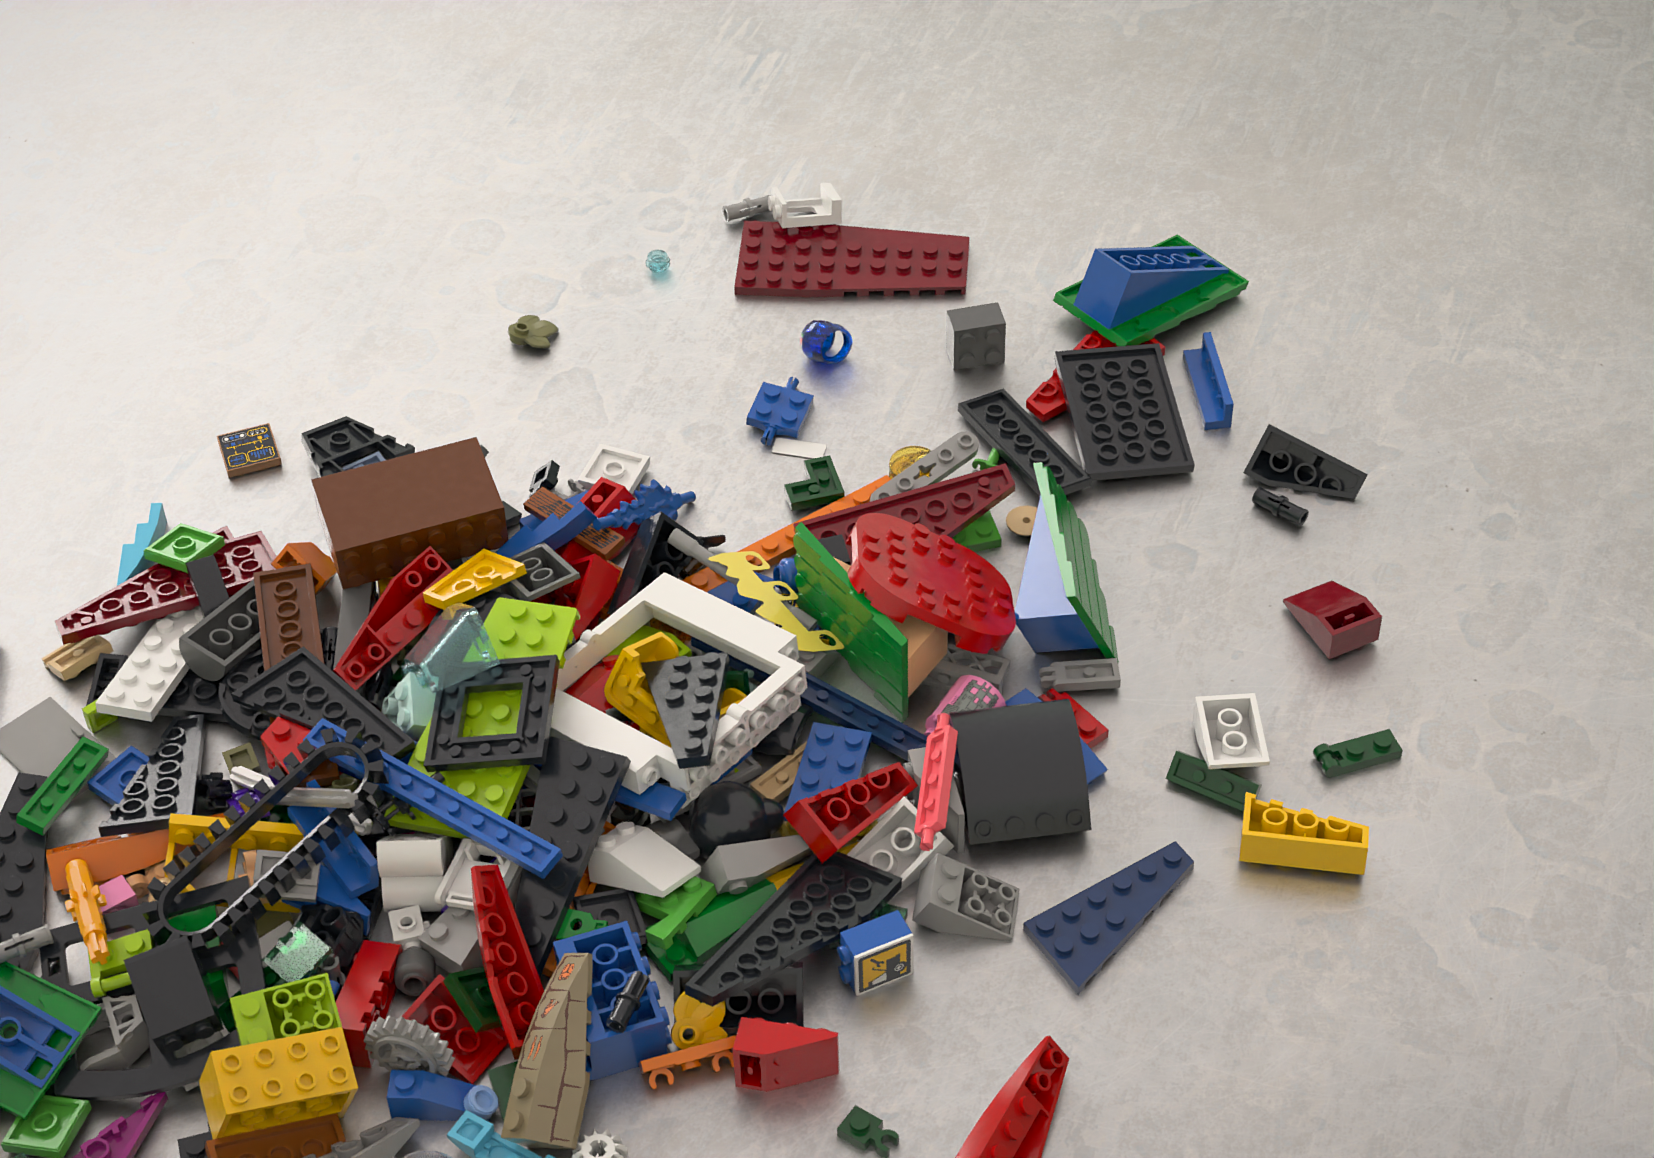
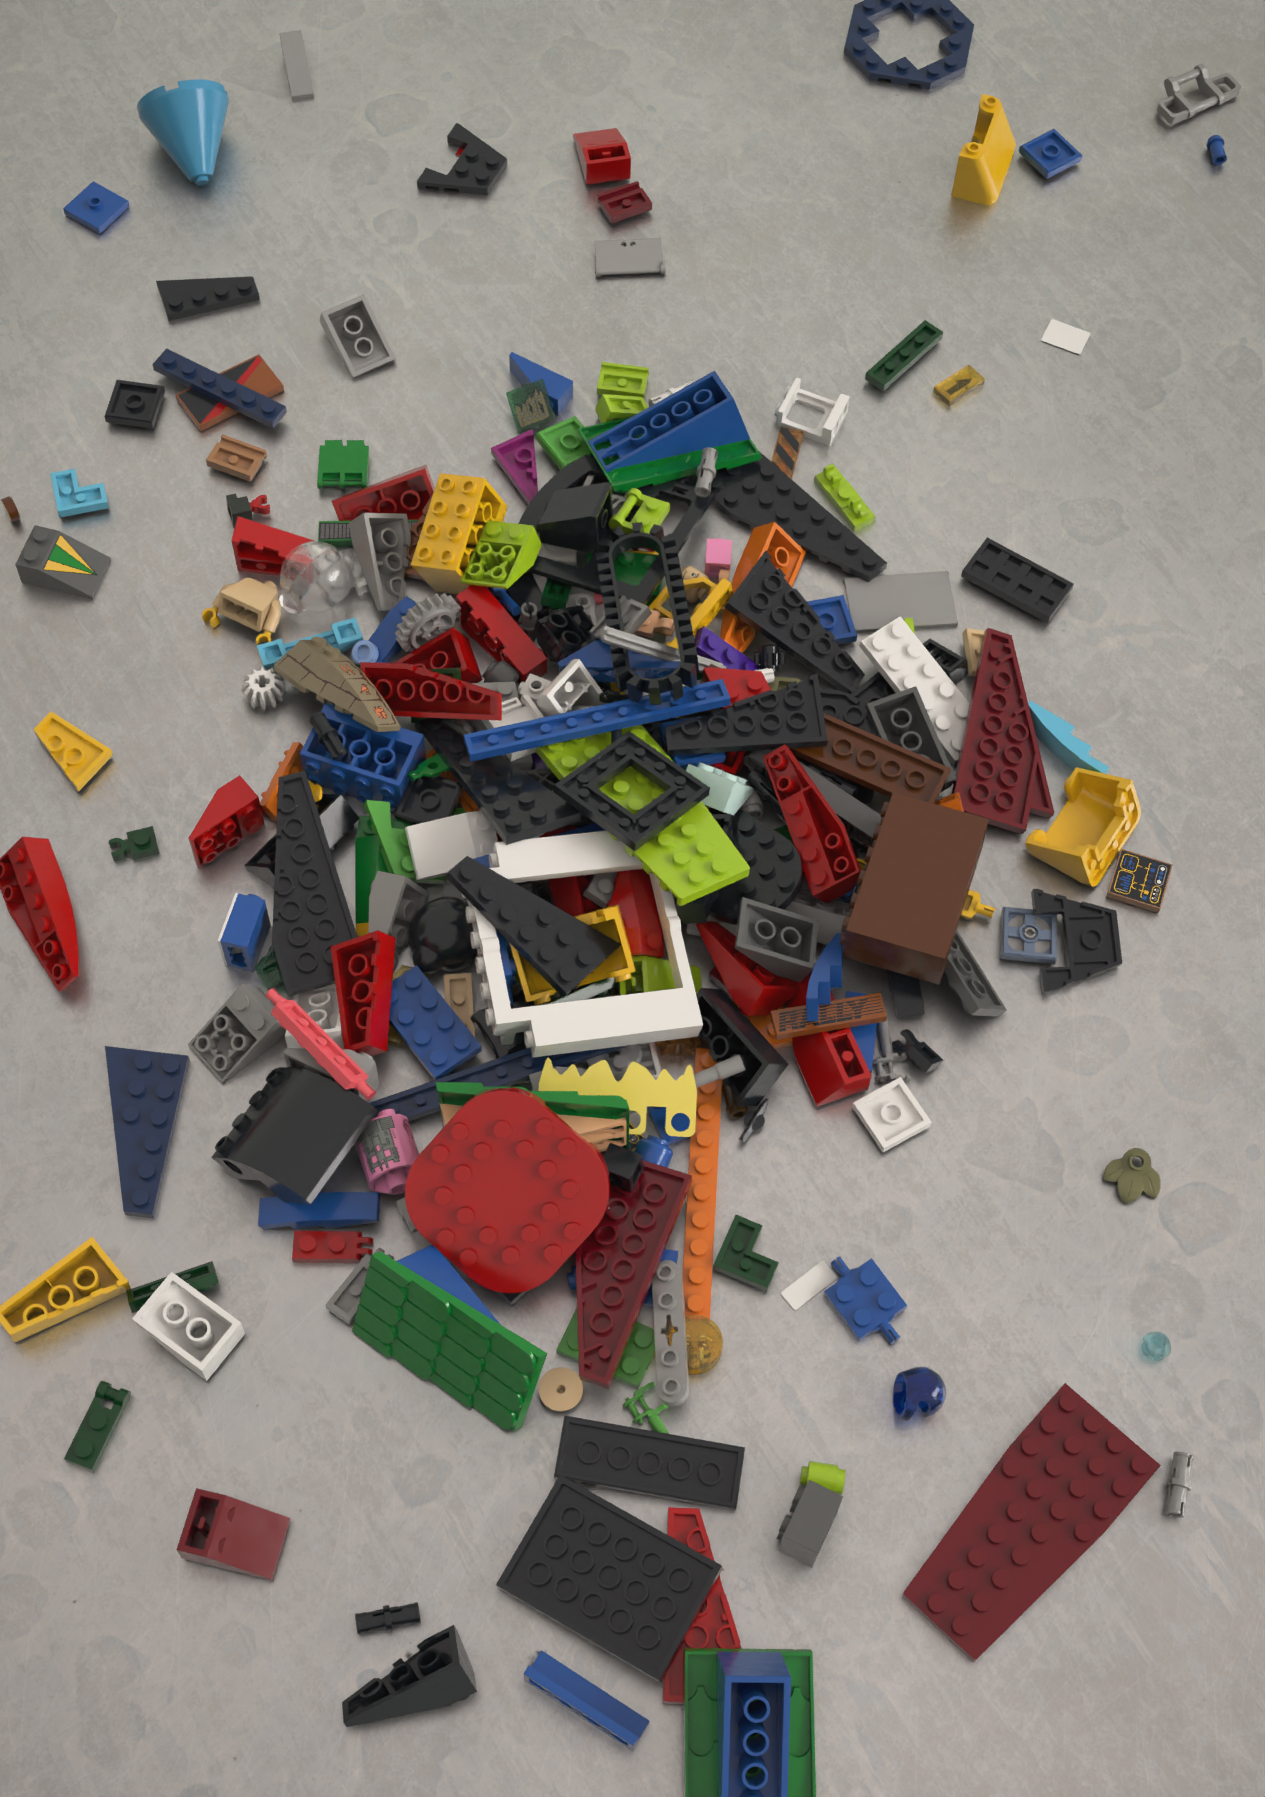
camera: 125 degrees right, 15 degrees up
(62, 786) = (847, 576): green plate -> none
(86, 909) = (705, 517): light orange piece -> none
(182, 546) = (1034, 758): bright green plate -> none
(207, 583) = (970, 742): black slope -> none
(226, 495) = (1089, 827): none -> yellow windscreen
(297, 954) = (551, 597): clear green piece -> none
(451, 649) = (708, 788): clear light blue windscreen -> none
(473, 578) = (803, 885): yellow wing -> none
(650, 501) = (809, 1095): blue piece -> none
(826, 208) = (1113, 1548): white window -> none
(934, 357) = (825, 1475): none -> lime brick

